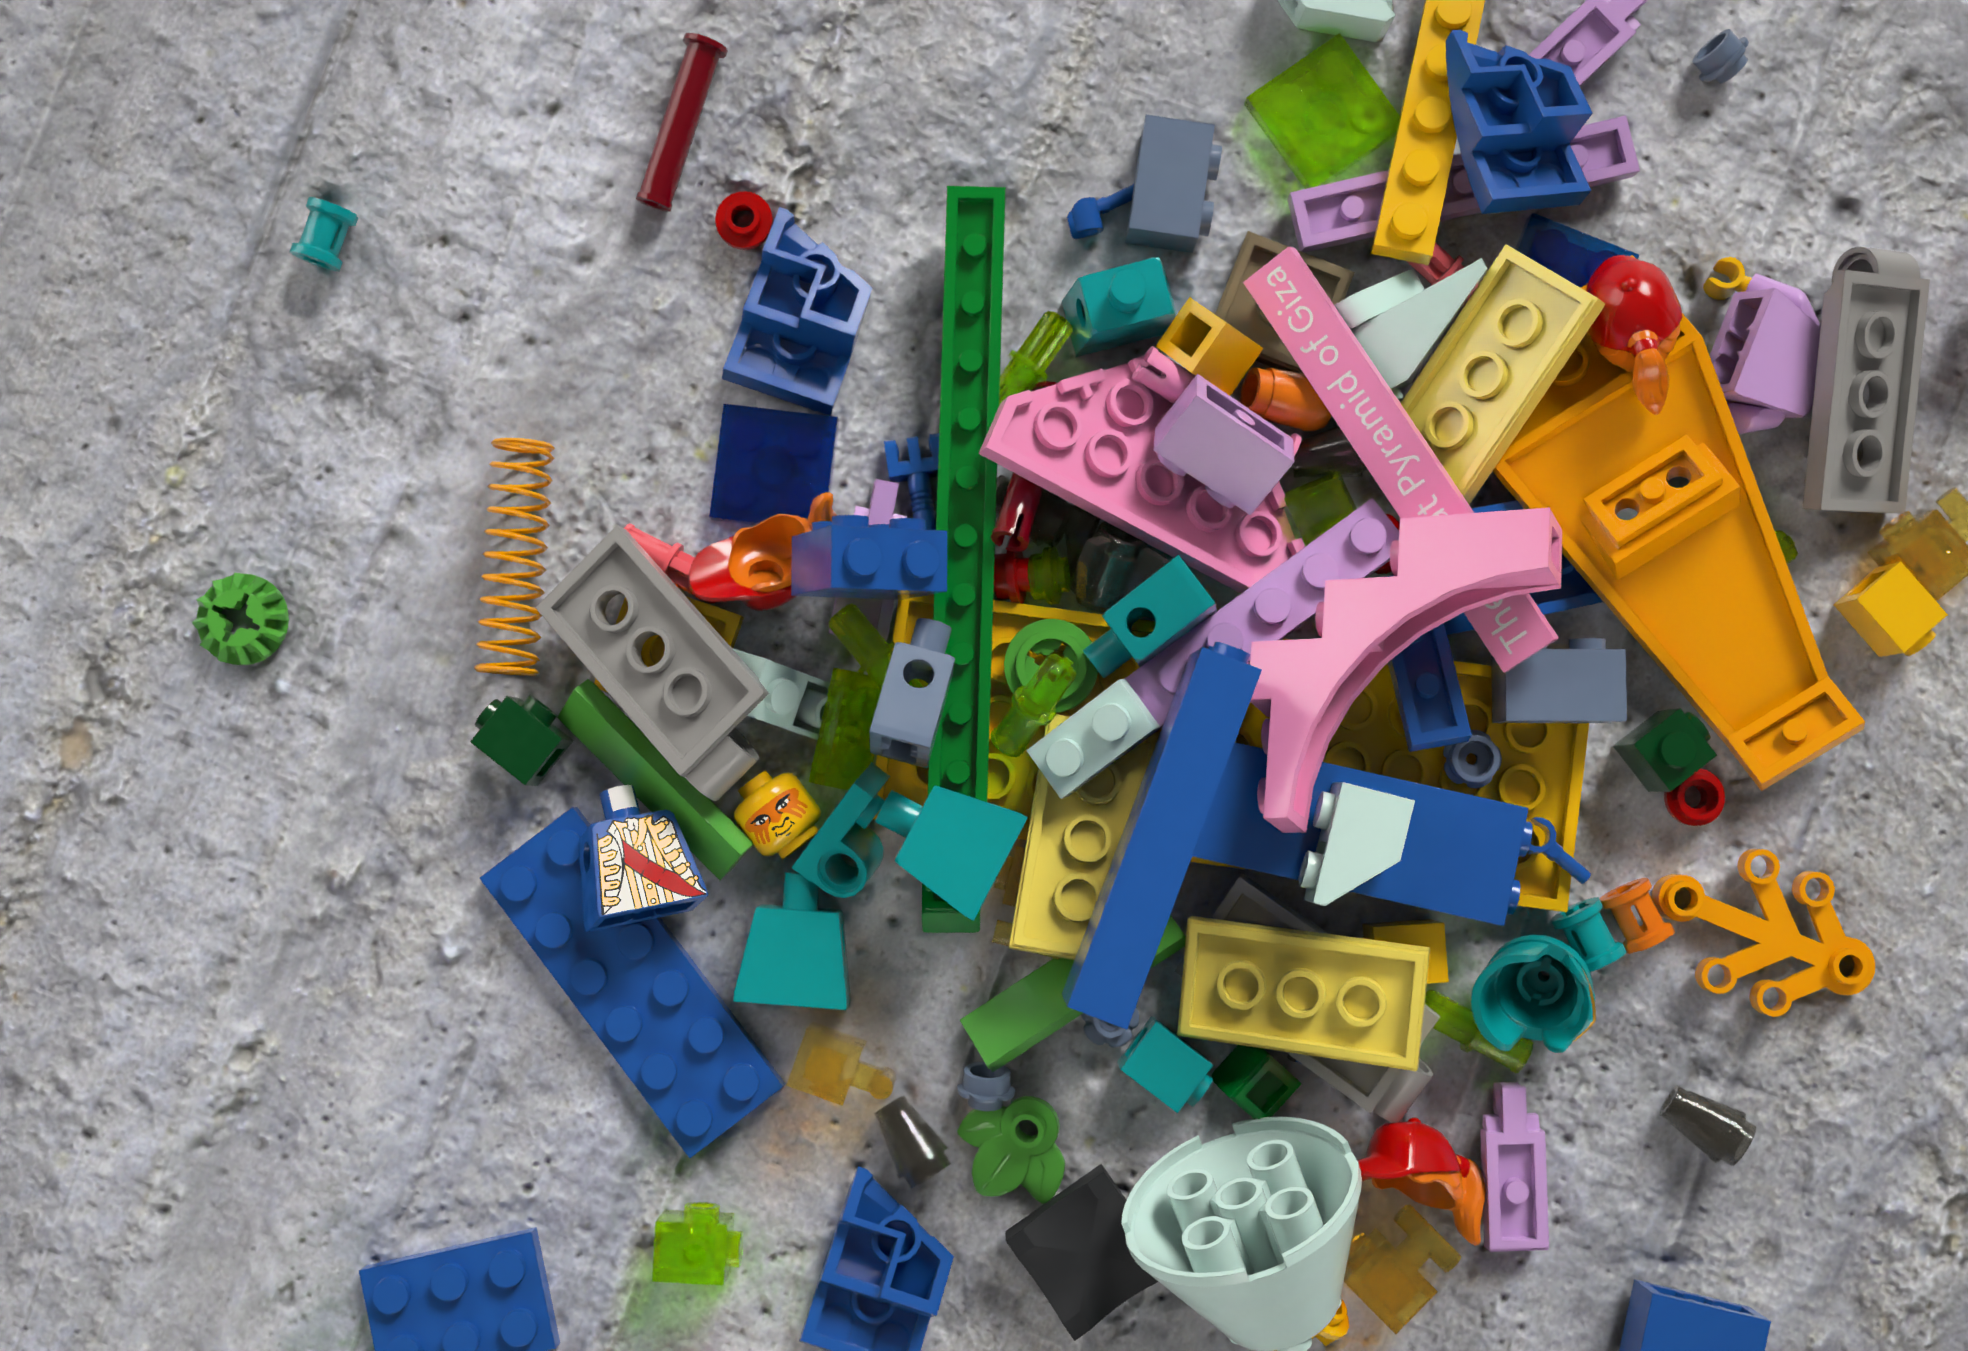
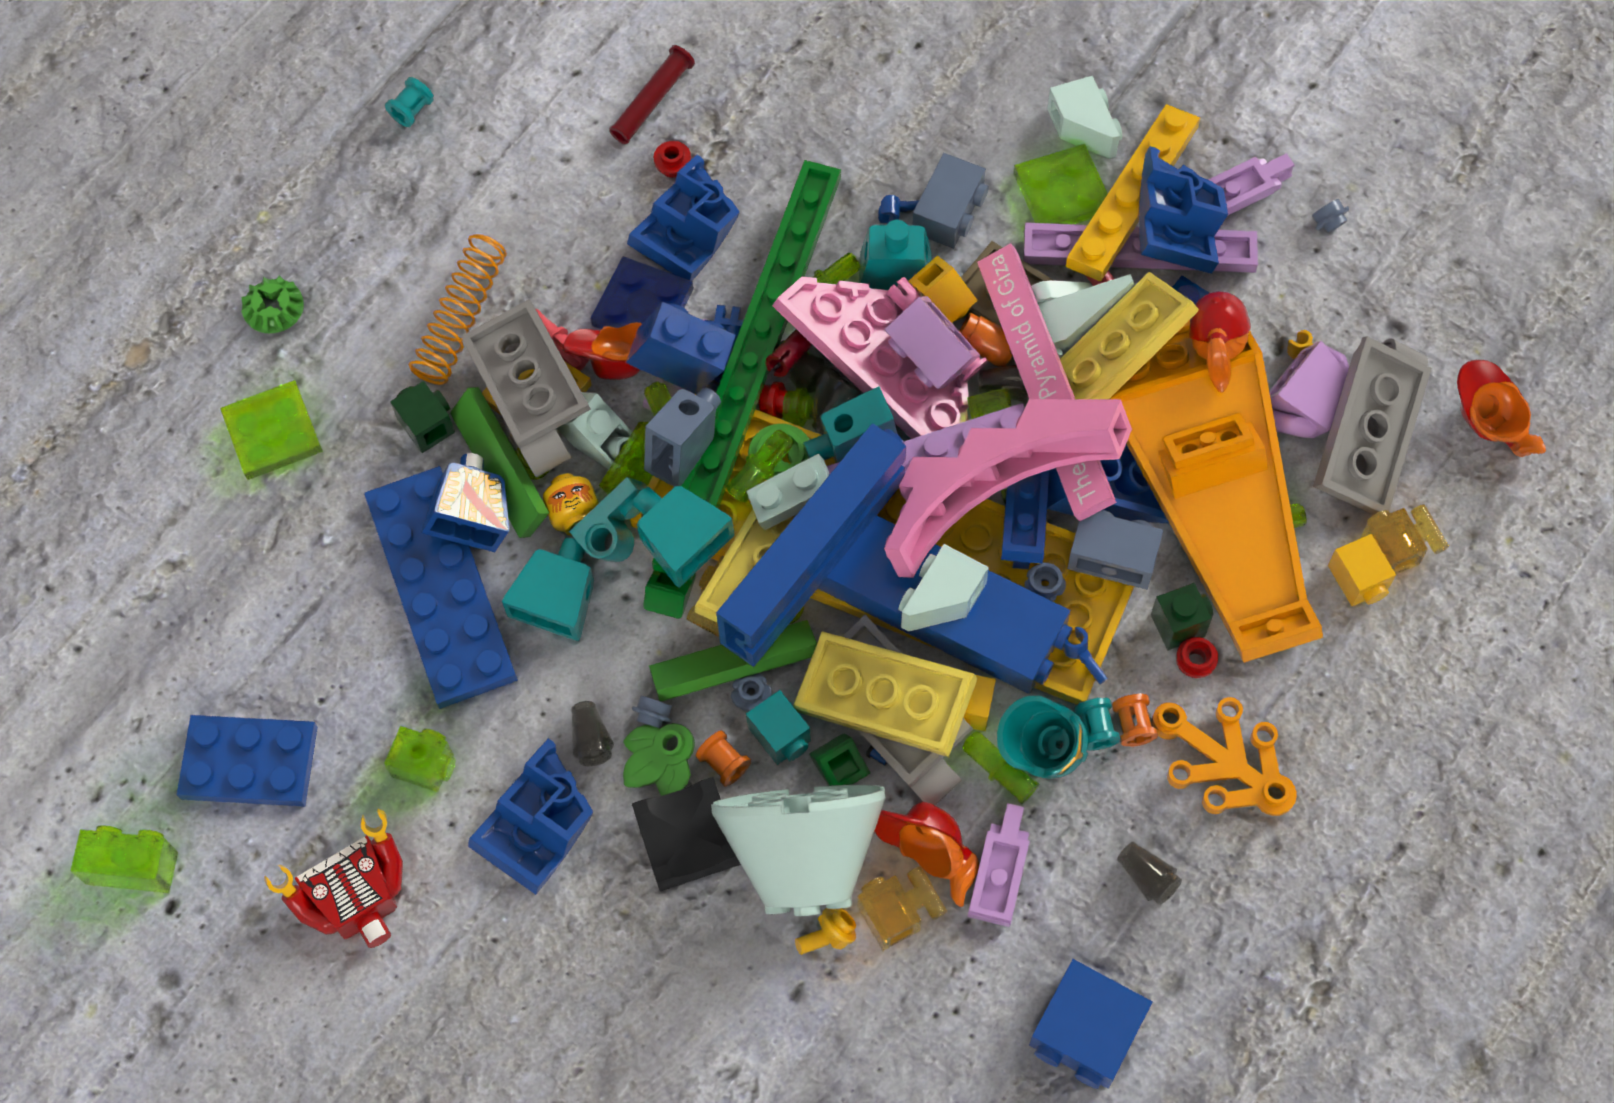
camera: 15 degrees right, 20 degrees down
(312, 818) = (271, 430): none -> clear neon green plate
(832, 1063) = (555, 666): clear yellow brick -> none
(1103, 1127) = (723, 758): none -> orange bush

